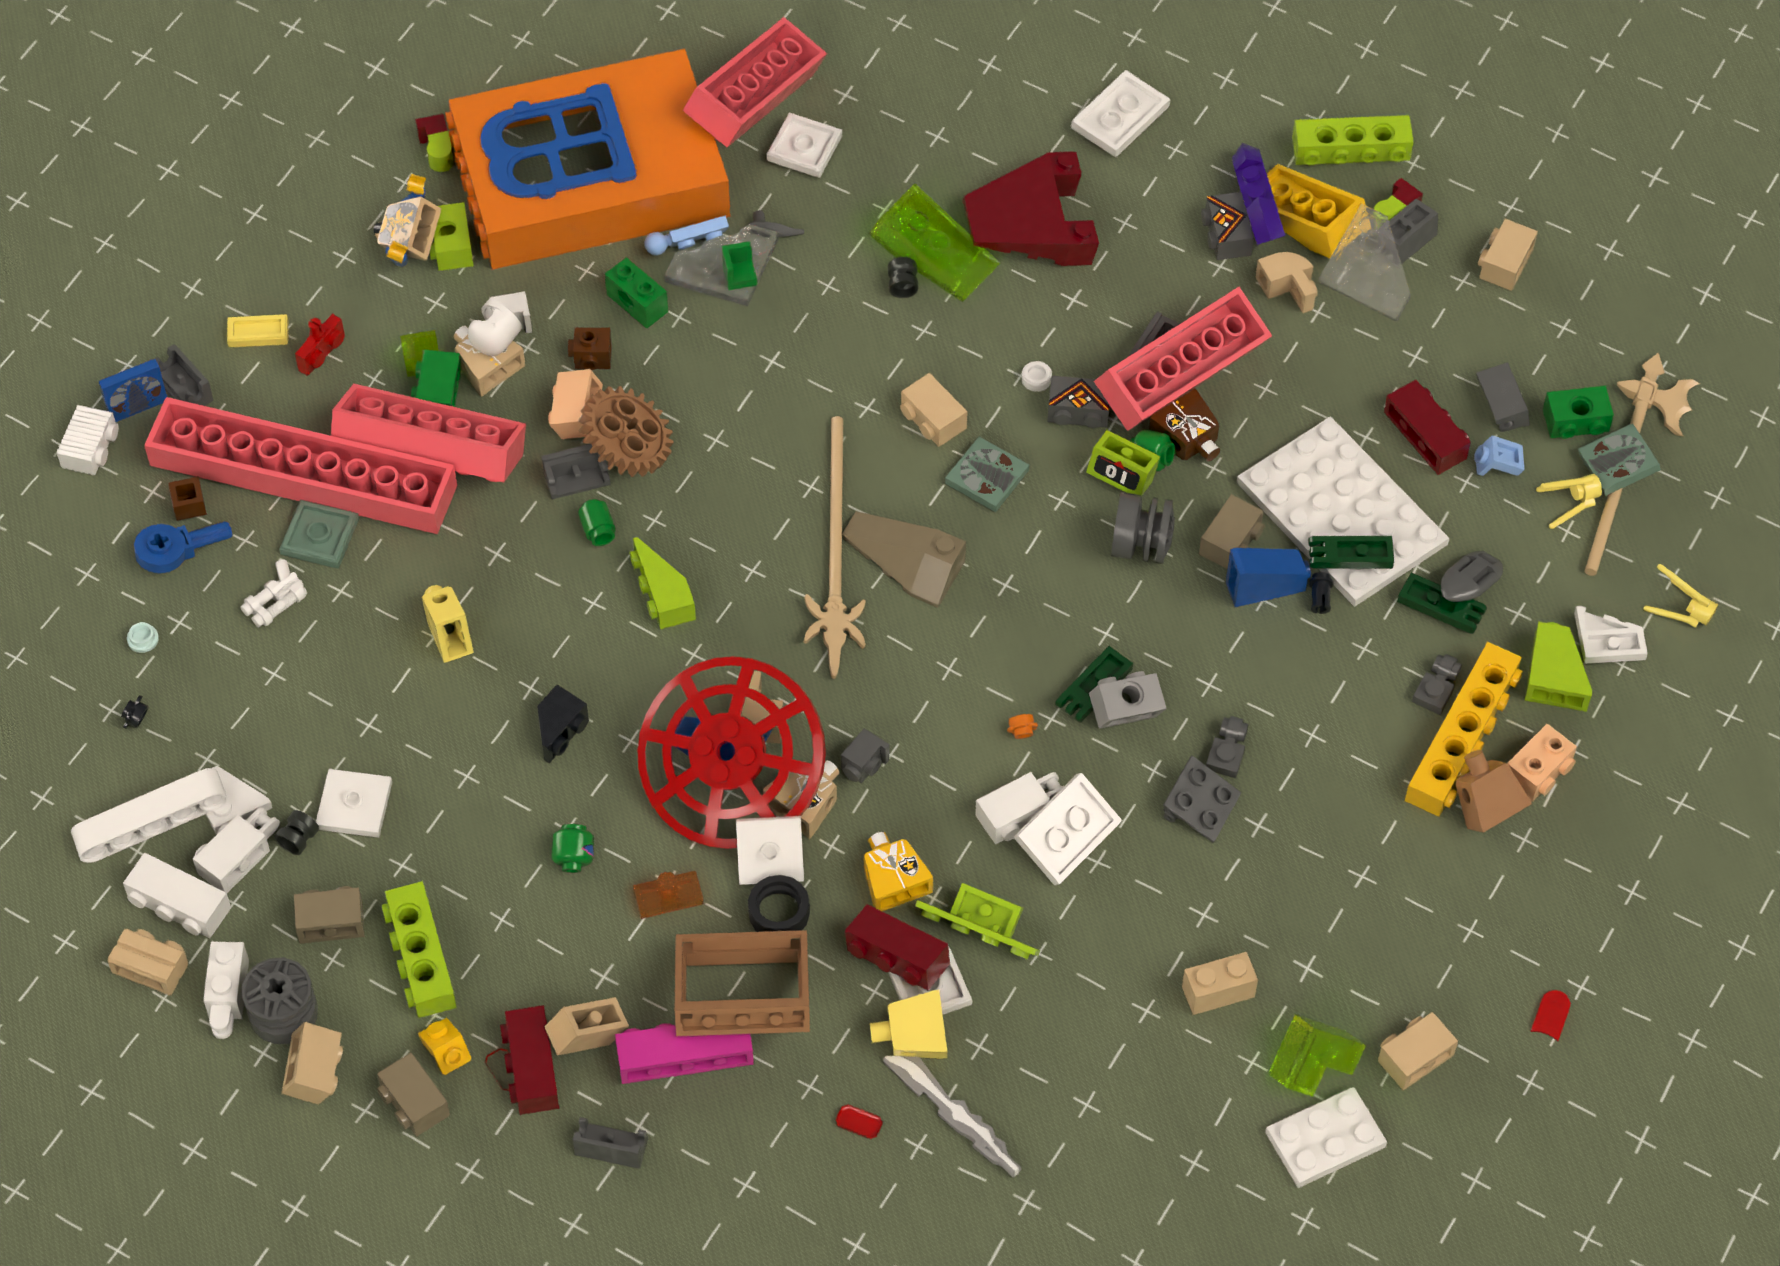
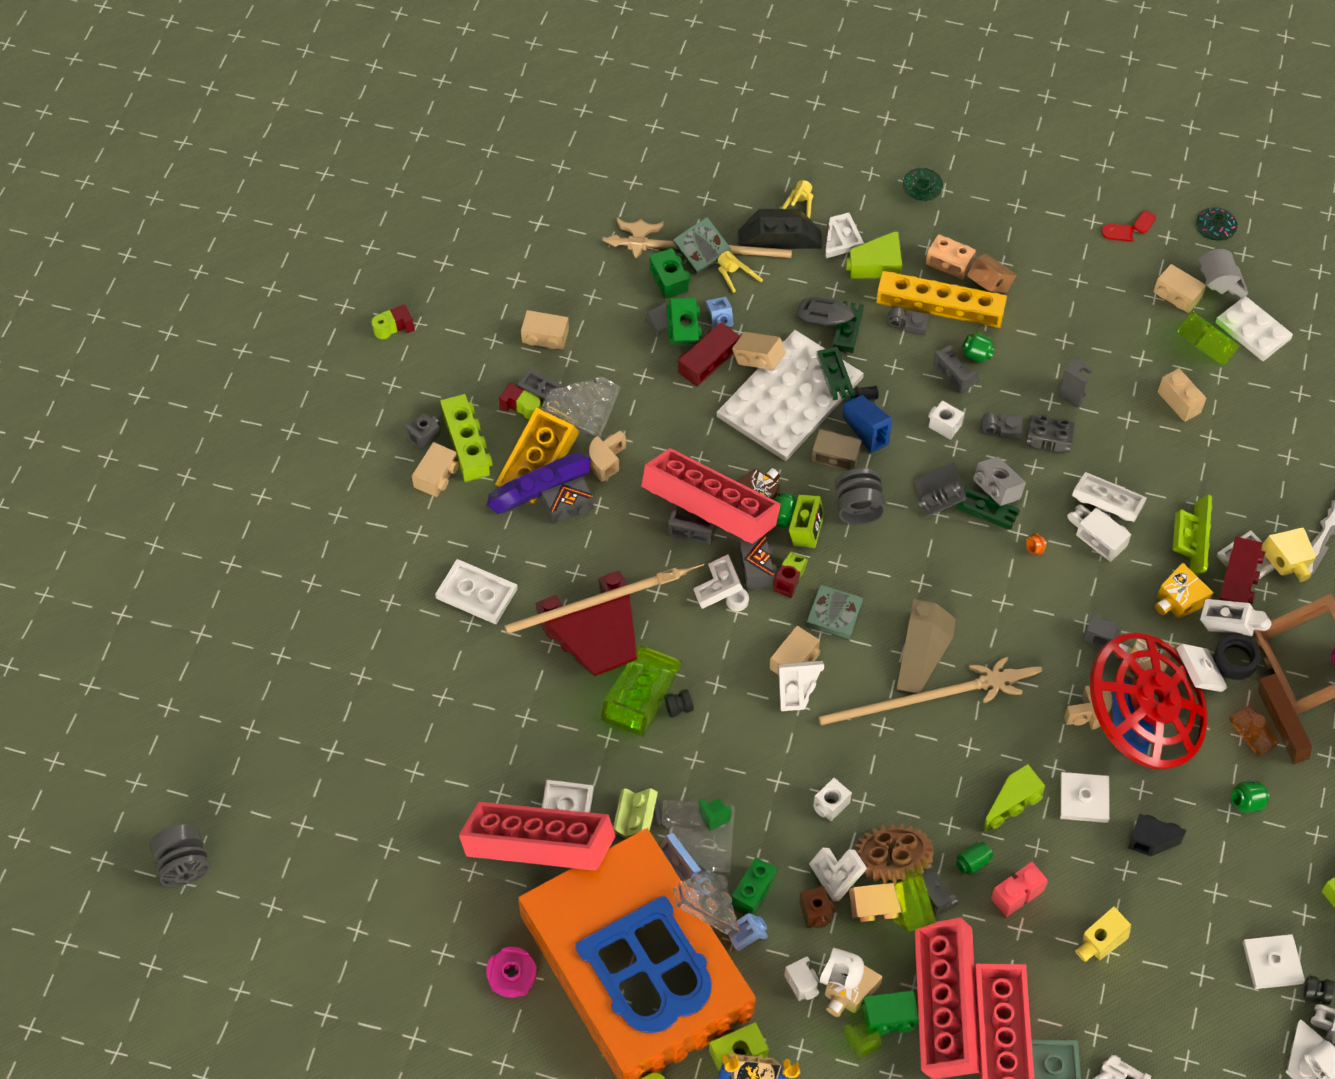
camera: 105 degrees left, 0 degrees up
(539, 554) = (1011, 894): none -> coral piece
(546, 419) = (913, 903): none -> clear neon green panel
(588, 280) = (750, 930): none -> light blue bracket
(618, 373) = (837, 875): none -> white plate
(622, 44) = (518, 984): none -> dark pink plate
(624, 223) = (709, 900): none -> clear plate
(639, 668) = (1084, 797): none -> white plate
(659, 921) = (1284, 718): none -> reddish brown piece
(723, 408) = (835, 791): none -> white brick
(771, 199) = (634, 812): none -> yellowish green bracket
(829, 904) = (1233, 617): none -> white brick
(885, 390) = (797, 683): none -> white wing
(1054, 434) = (790, 574): none -> dark red leg
(1055, 357) = (723, 585): none -> white plate
(1071, 283) = (660, 578): none -> tan piece
(1135, 633) = (939, 489): none -> dark grey hinge
(1247, 685) = (945, 427): none -> white brick
(1268, 838) = (1074, 382): none -> dark grey hinge
(1309, 98) = (435, 469): none -> tan brick
(1337, 713) = (954, 369): none -> dark grey hinge
(1366, 749) = (978, 347): none -> green head
(1373, 98) = (423, 430): none -> dark grey brick
(1412, 475) = (759, 350): none -> tan brick
(1424, 1111) = (1222, 272): none -> light grey brick
(1463, 388) = (677, 332): none -> green brick
(1541, 1174) = (1216, 224): none -> clear green dish
(1559, 99) = (392, 322): none -> leg
(1565, 1057) = (1144, 222): none -> red piece
(1631, 573) = (780, 230): none -> pearl dark grey wedge
(1689, 754) = (922, 184): none -> clear green dish

